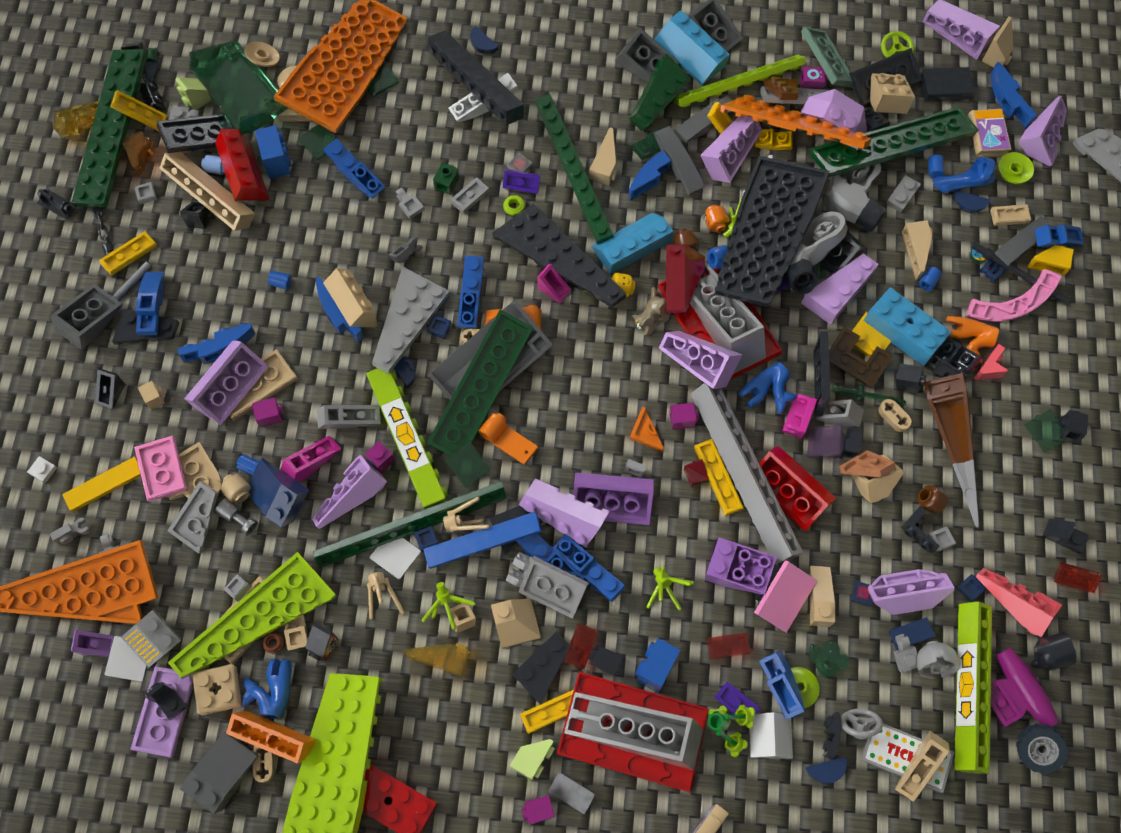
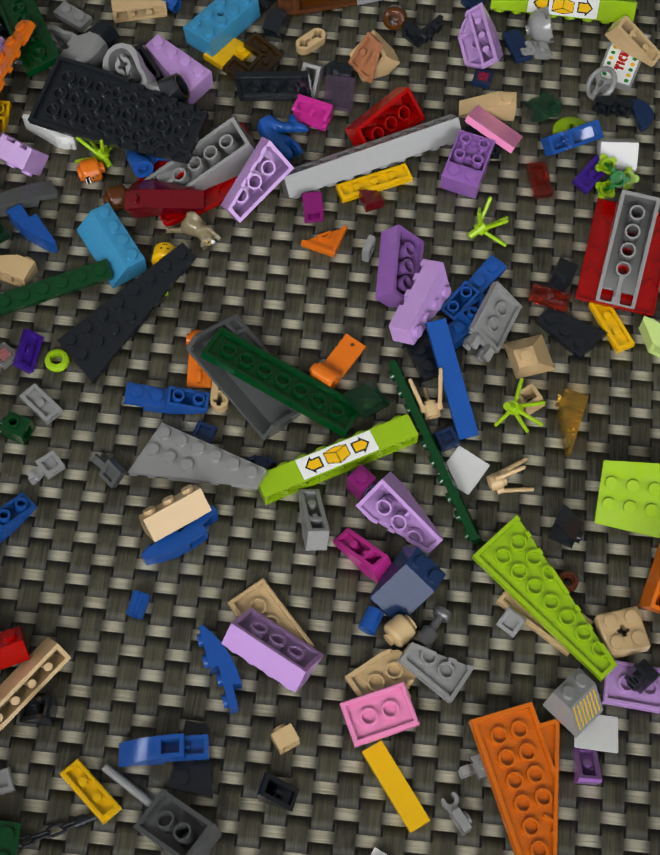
camera: 90 degrees left, 5 degrees down
(267, 412) = (307, 604): magenta brick -> none
(279, 683) = (612, 569): blue piece -> none
(296, 633) = (559, 557): tan slope -> none
(552, 284) = (159, 321): dark pink slope -> none
(658, 664) = (566, 230): blue brick -> none
(860, 393) = (287, 65): clear green sword -> none
(943, 538) = (427, 16): light grey tile -> none

